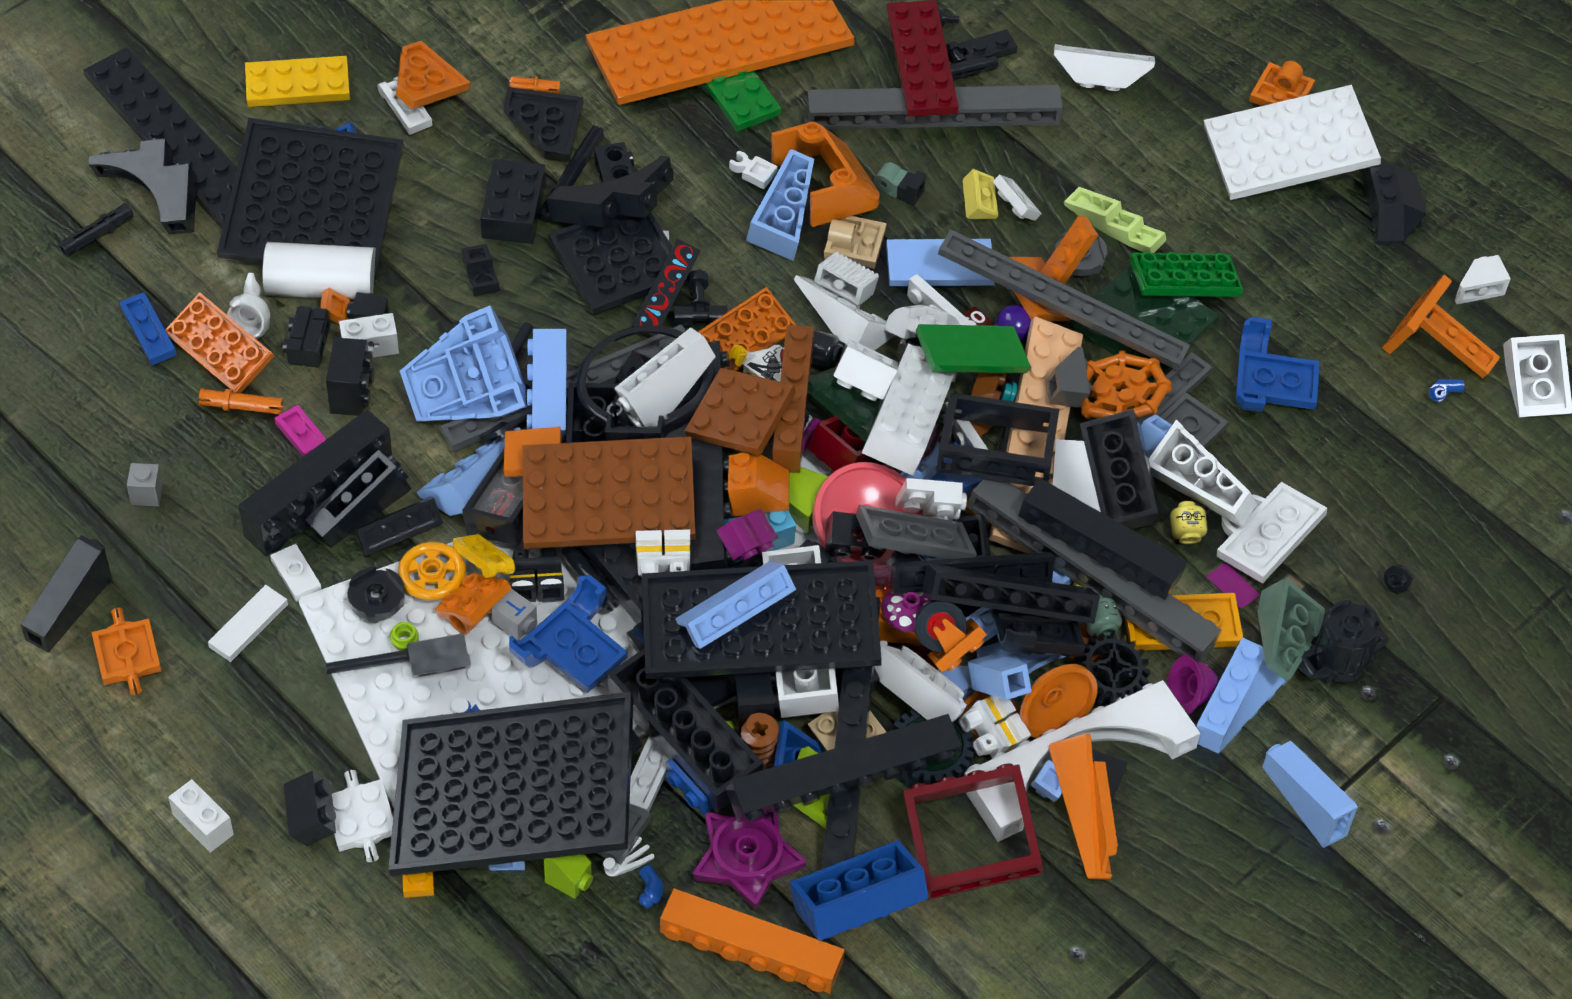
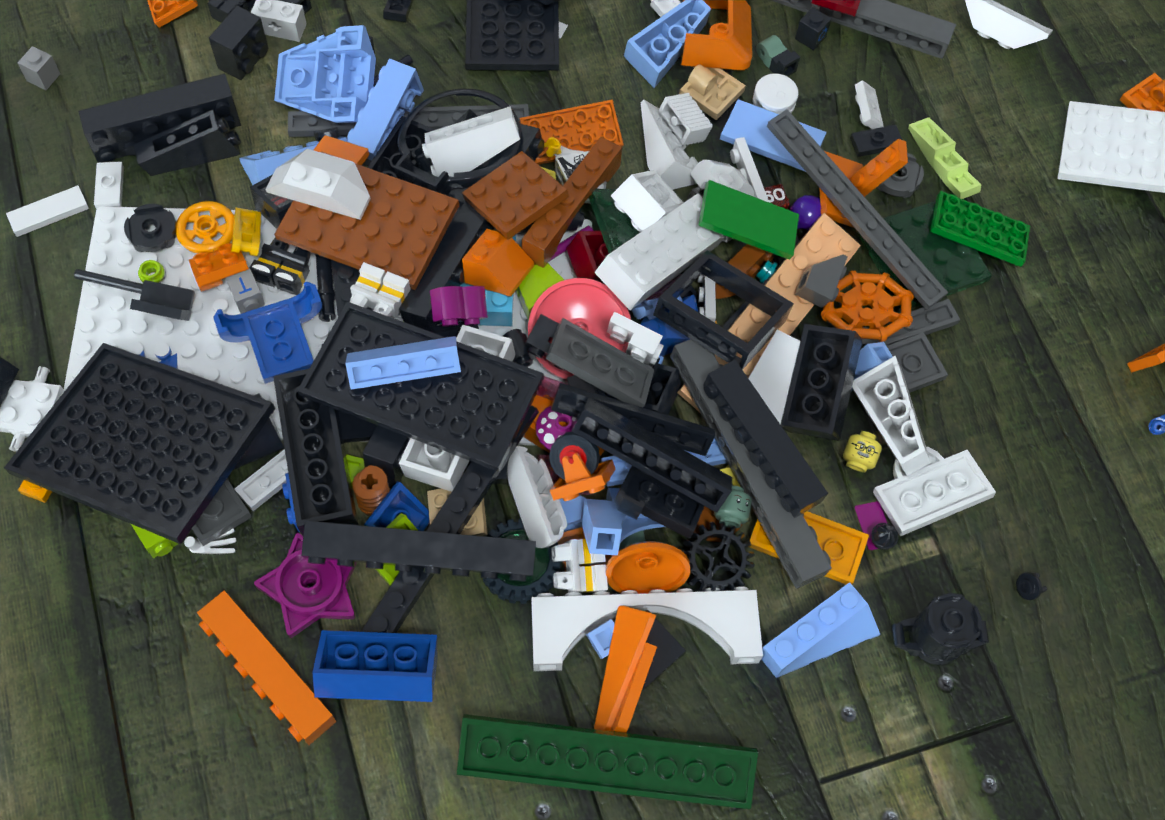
camera: 25 degrees right, 10 degrees up
(248, 402) = (145, 27): orange pin -> none
(299, 430) = (181, 68): dark pink plate -> none
(398, 526) = (206, 179): black plate -> none
(547, 473) = (321, 182): none -> white wedge
(653, 889) = (216, 580): blue arm -> none
(667, 286) = (533, 69): black tile -> none
(699, 308) = (552, 97): black bar -> none
(826, 349) = (630, 164): black head -> none
(920, 141) = (813, 28): none -> black brick
(920, 220) = (775, 93): none -> white head
(979, 196) = (839, 93): light yellow slope -> none
(983, 875) = (555, 671): dark red window -> none
(1041, 229) = (874, 140): none -> black plate
(1111, 882) = (607, 761): none -> dark green plate
(1191, 682) = (782, 604): magenta piece -> none
(1248, 589) = (884, 536): none -> black plate
(1272, 377) = (1011, 350): blue piece -> none
(1287, 626) = (898, 589): sand green wedge -> none
(1311, 793) = (835, 758): light blue slope -> none

